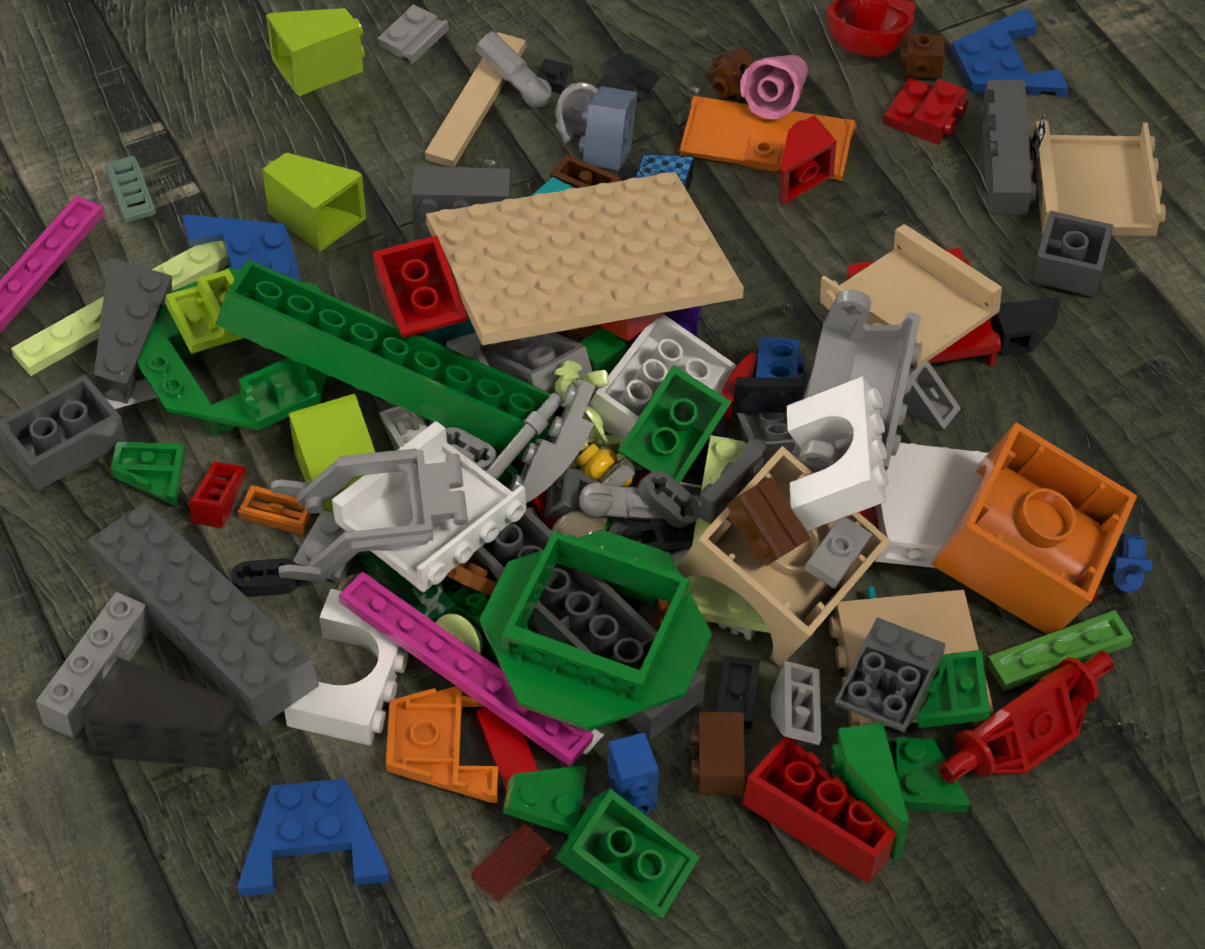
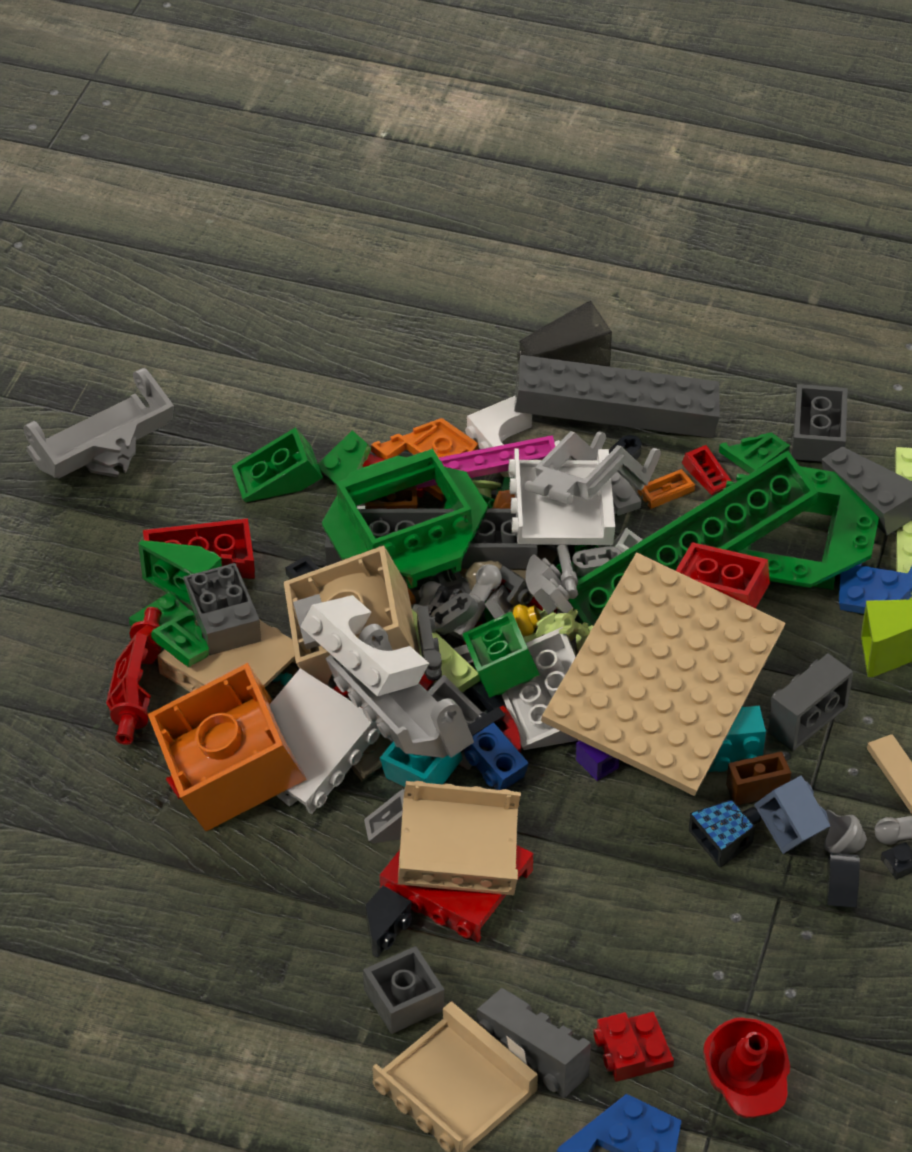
camera: 135 degrees right, 5 degrees down
(114, 634) = (633, 343): light grey brick -> none
(197, 311) = (831, 512): lime plate -> none
(310, 821) = (446, 384): blue wing -> none
(326, 434) = (660, 507): lime slope -> none
(511, 862) = (330, 431): clear red tile -> none
(633, 771) = (310, 489): blue brick -> none
(720, 753) = (283, 541): reddish brown brick -> none
(727, 72) = (786, 946): reddish brown brick -> none
(738, 136) = (709, 933): orange door -> none
(767, 522) = (359, 578): reddish brown brick -> none
(774, 85) = (744, 959): bright pink cone -> none
(797, 702) = (258, 569): light grey slope -> none
(806, 159) = (648, 901): red slope -> none
(923, 55) = (680, 1076): reddish brown brick -> none
(1042, 655) = (147, 750): bright green plate -> none
(1129, 561) = (163, 804): blue hips -> none

